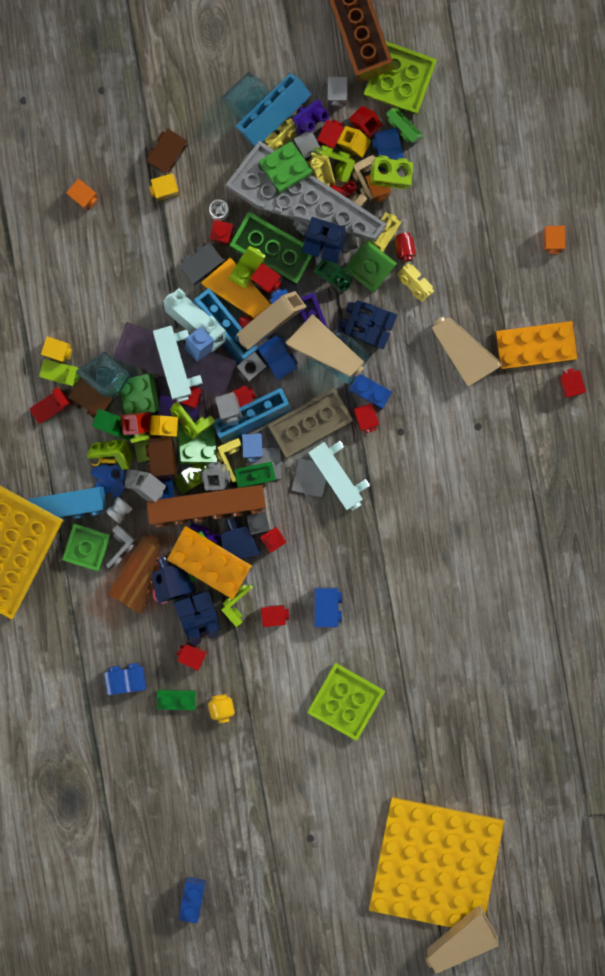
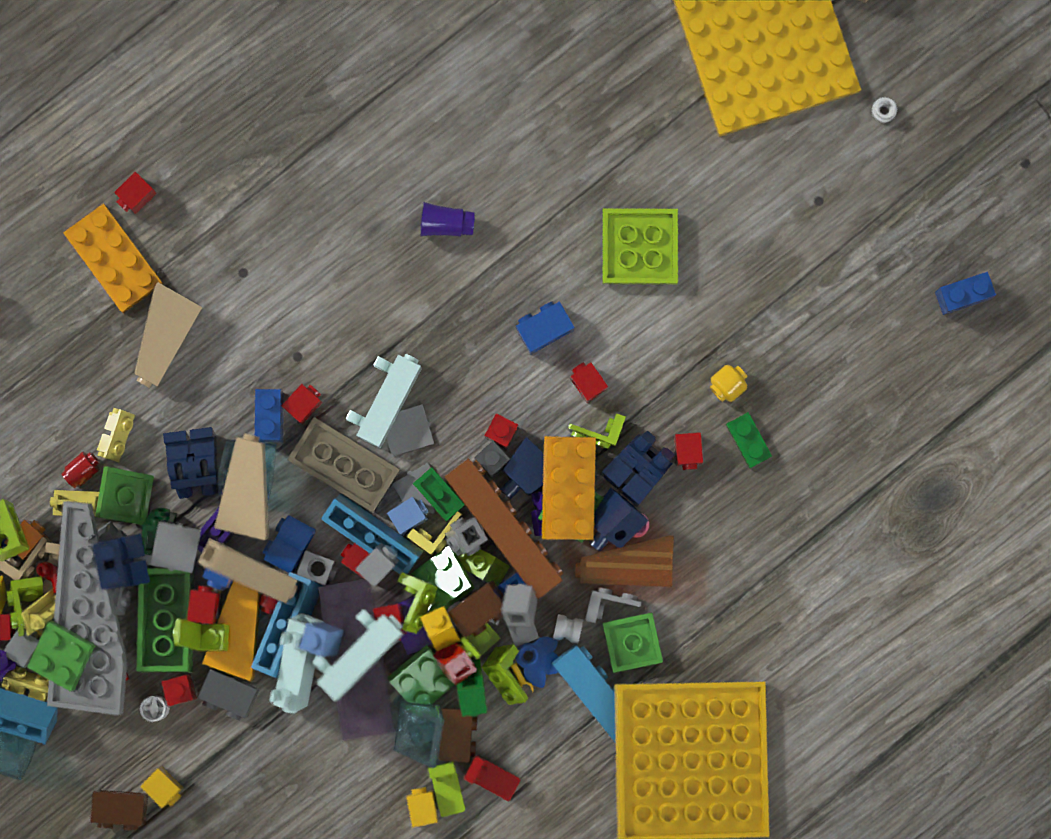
camera: 115 degrees left, 5 degrees down
(125, 679) = (759, 511): blue brick -> none
(315, 281) = (175, 547): none -> light grey piece
(346, 924) = (889, 104): none -> white plate
(435, 581) = (445, 221): none -> dark purple plant

